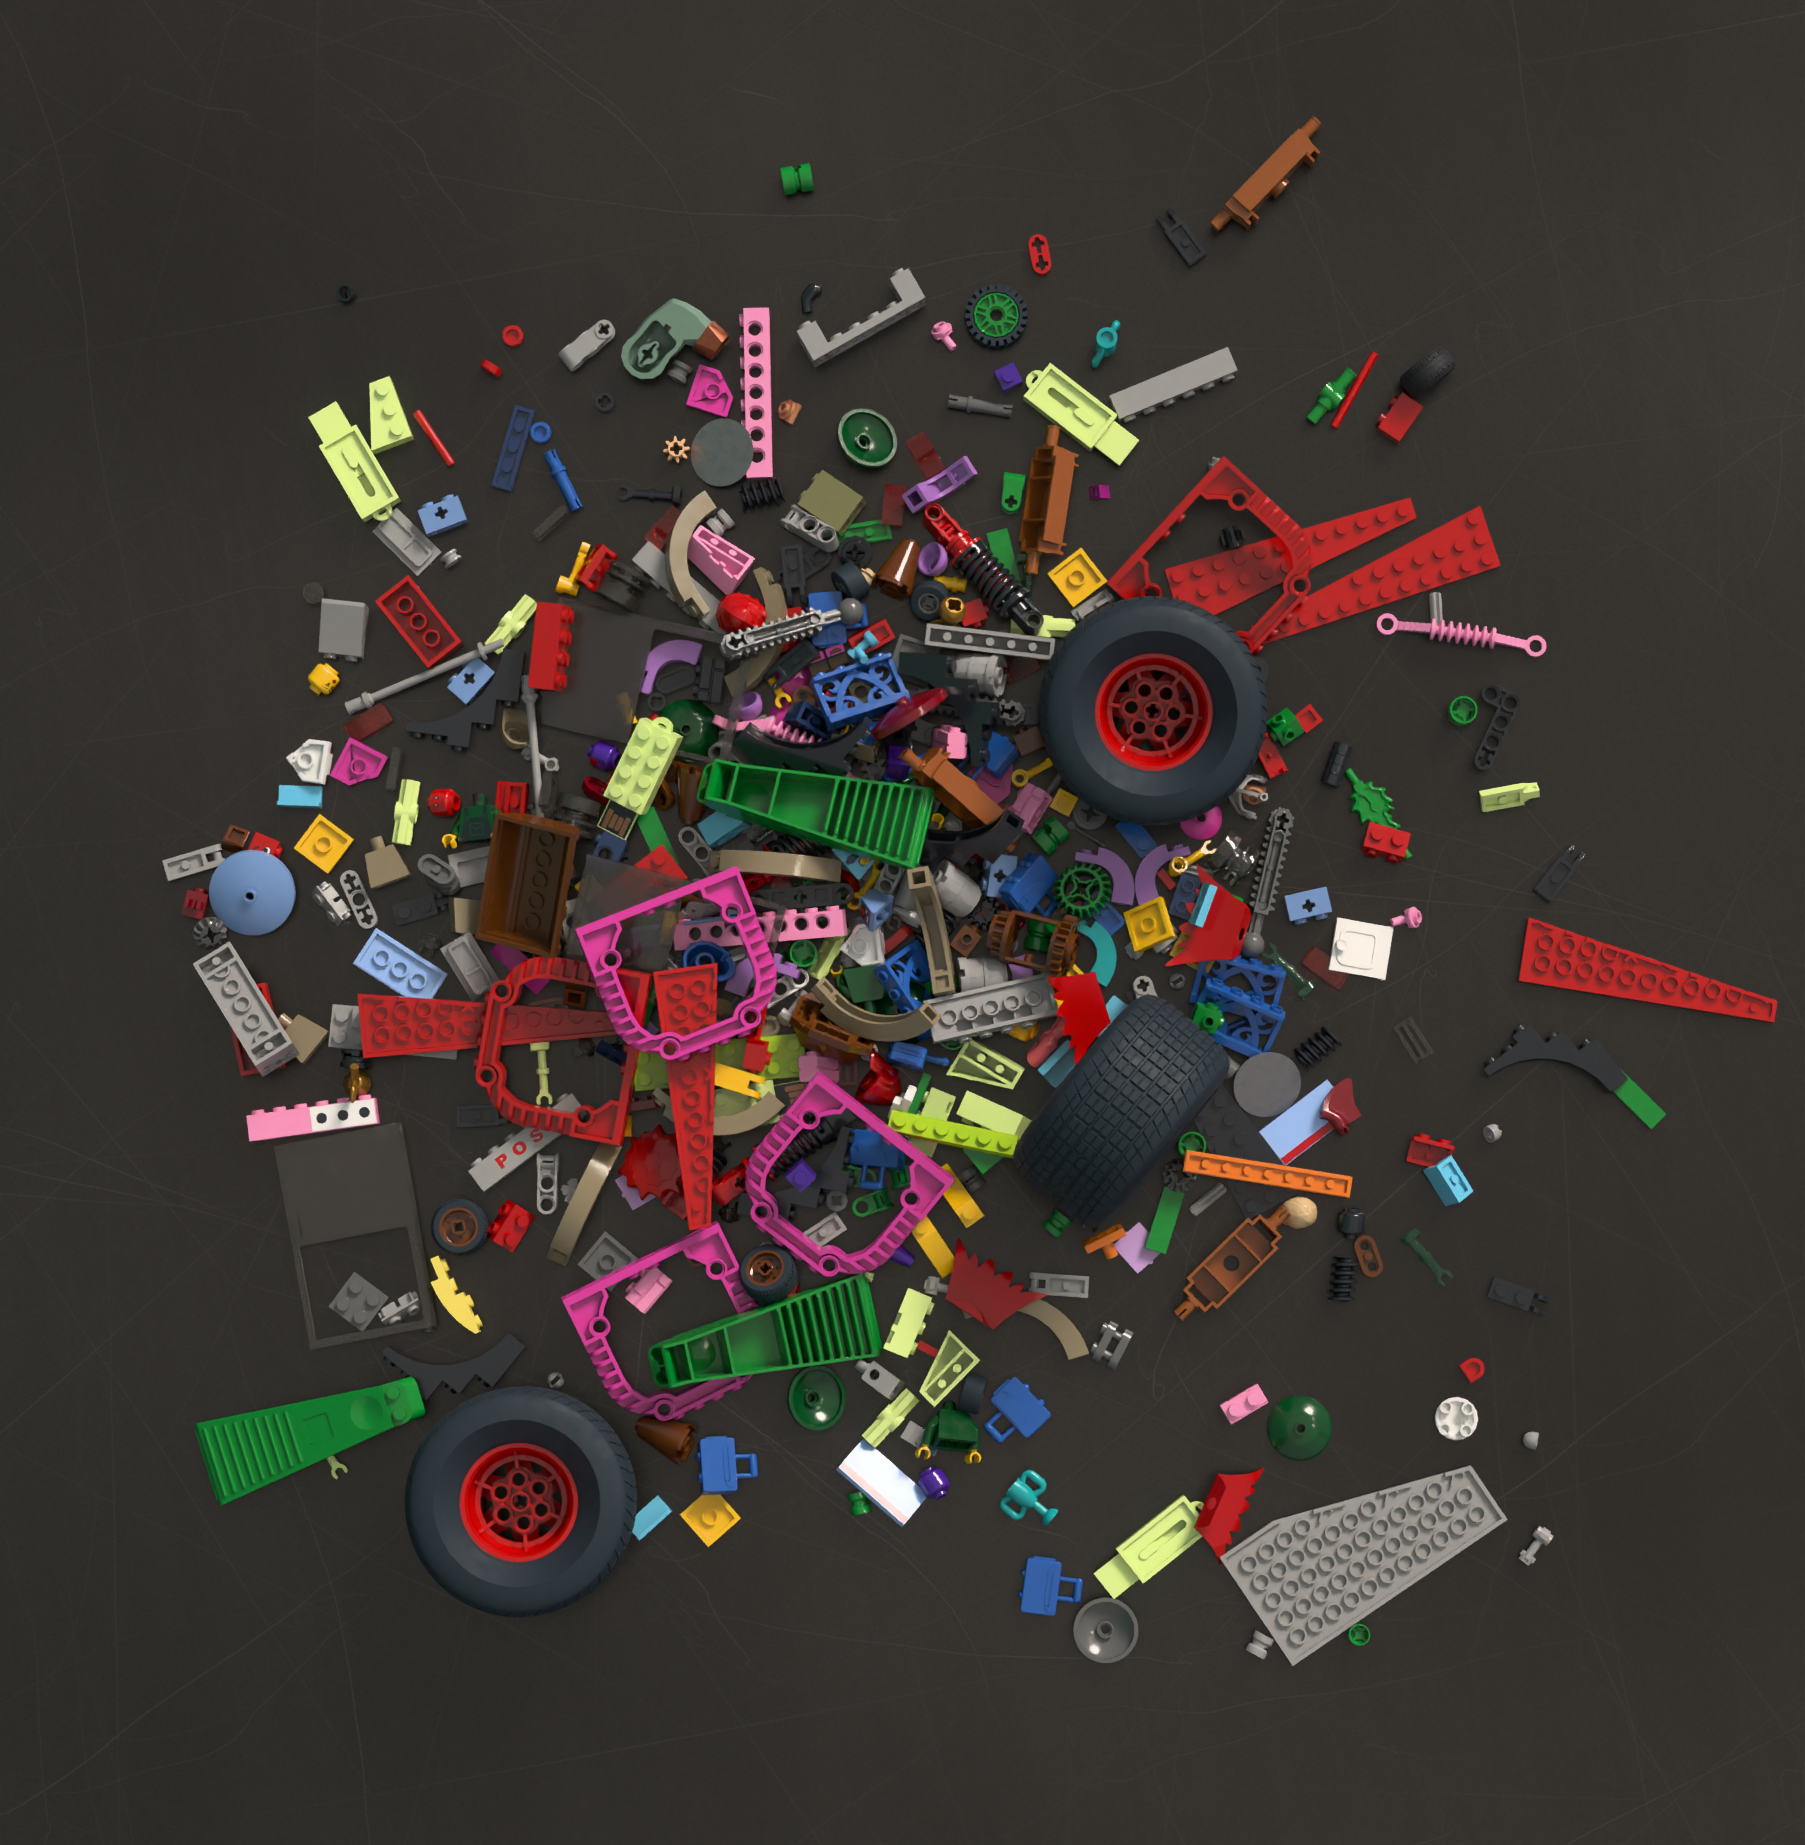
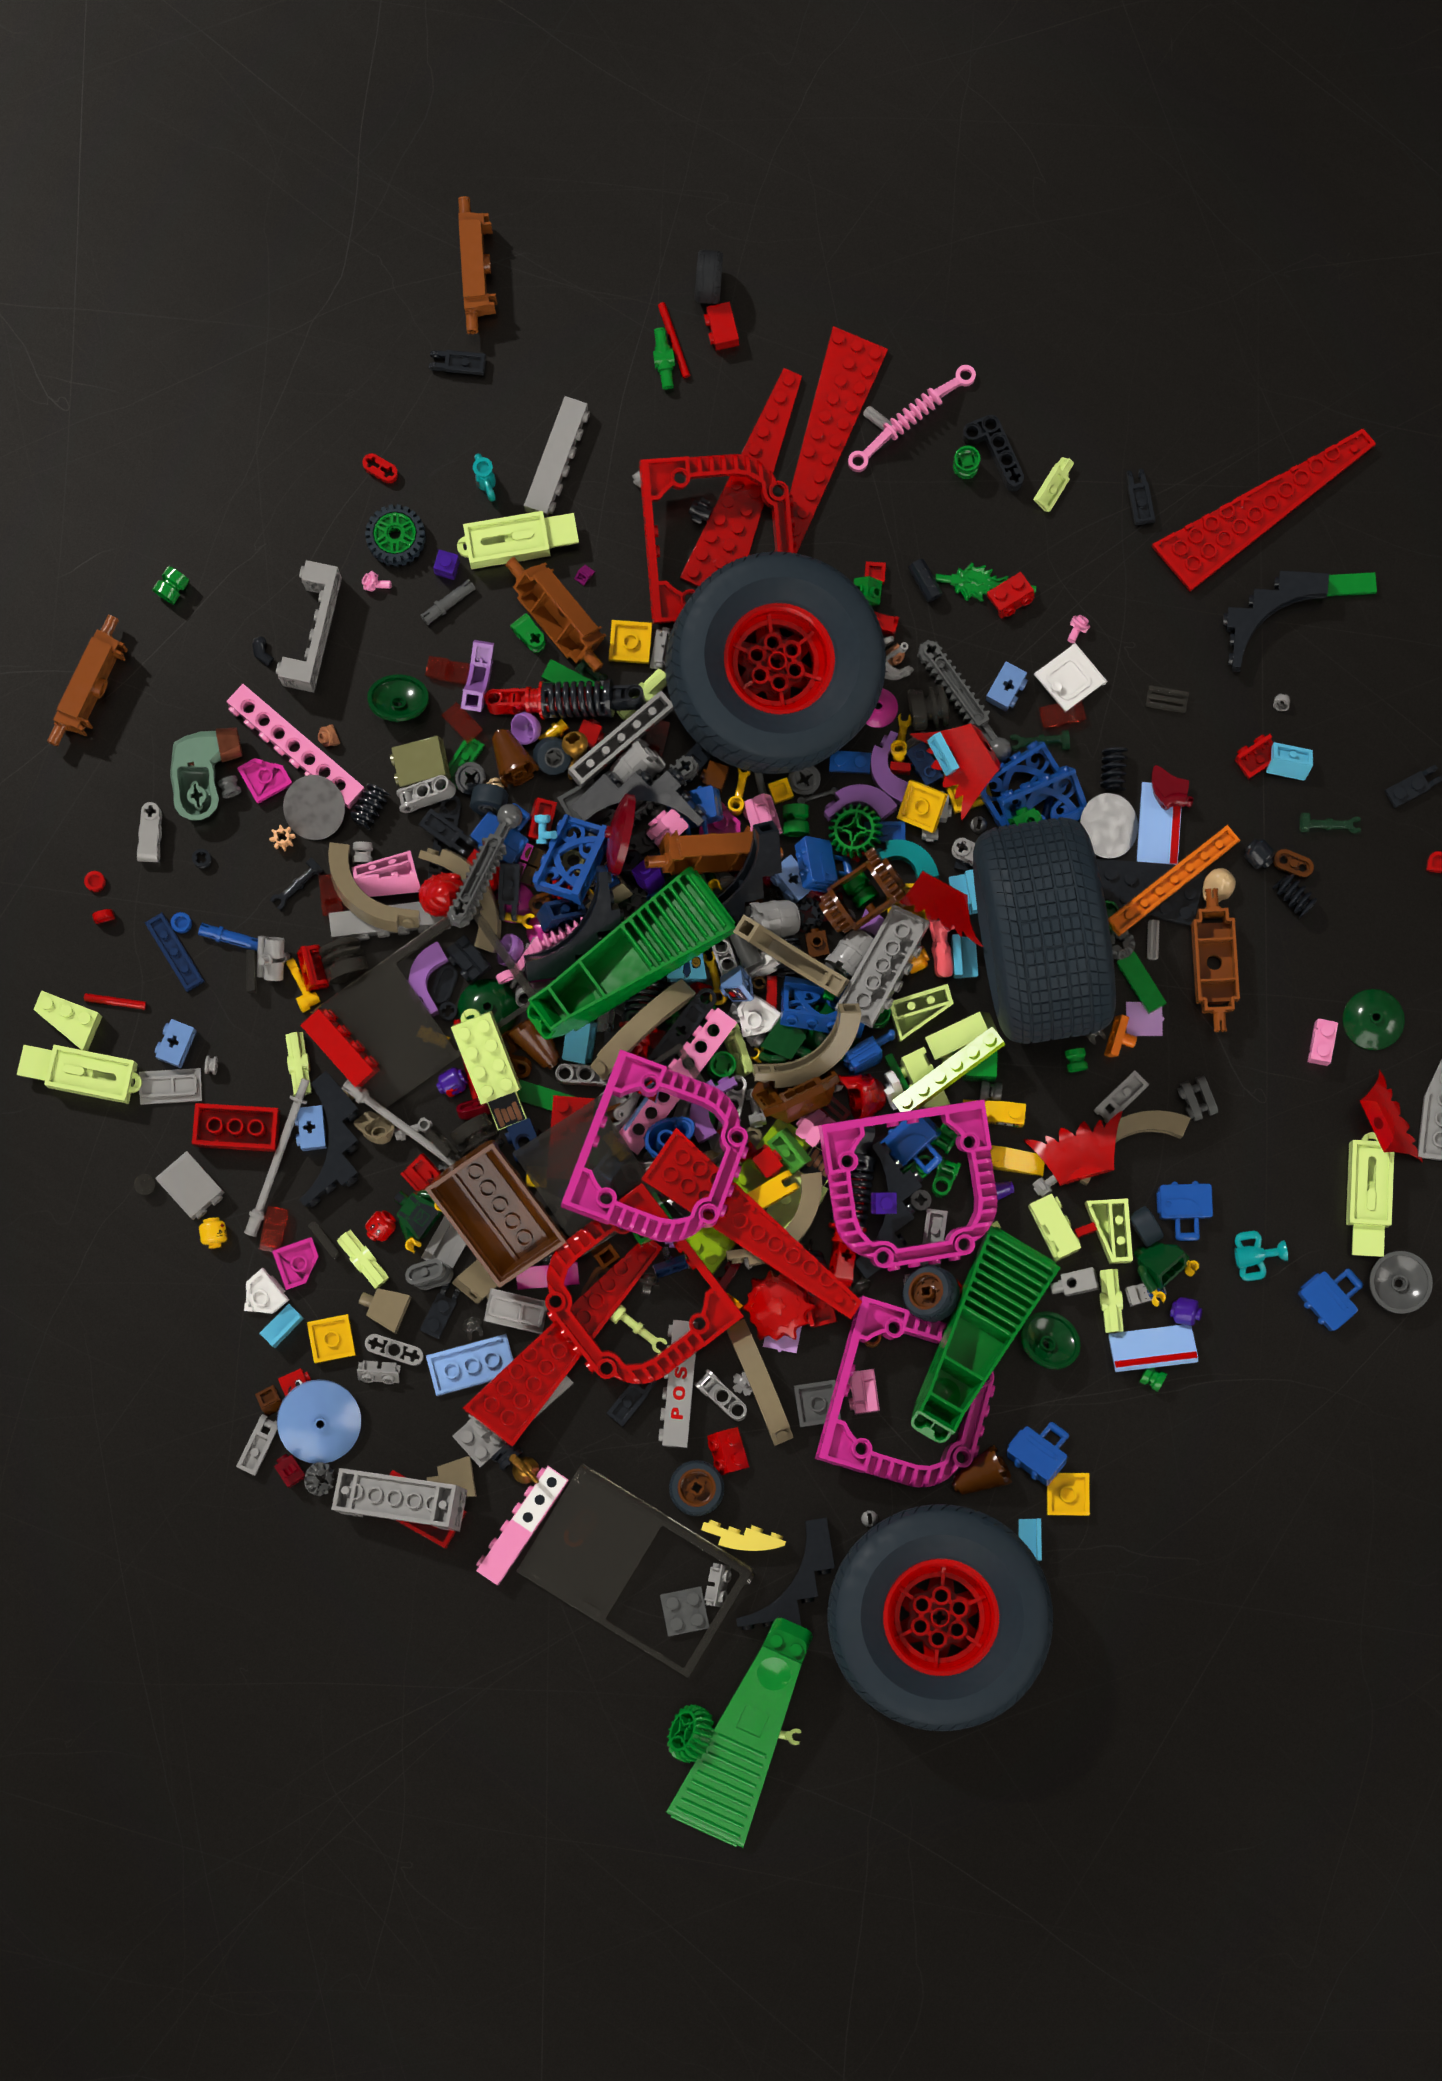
camera: 50 degrees left, 5 degrees down
(268, 1389) = (690, 1733): none -> green gear
(574, 528) = (271, 958): none -> light grey pin
(661, 187) = (88, 682): none -> dark orange brick
(781, 1065) = (790, 1150): none -> bright green slope

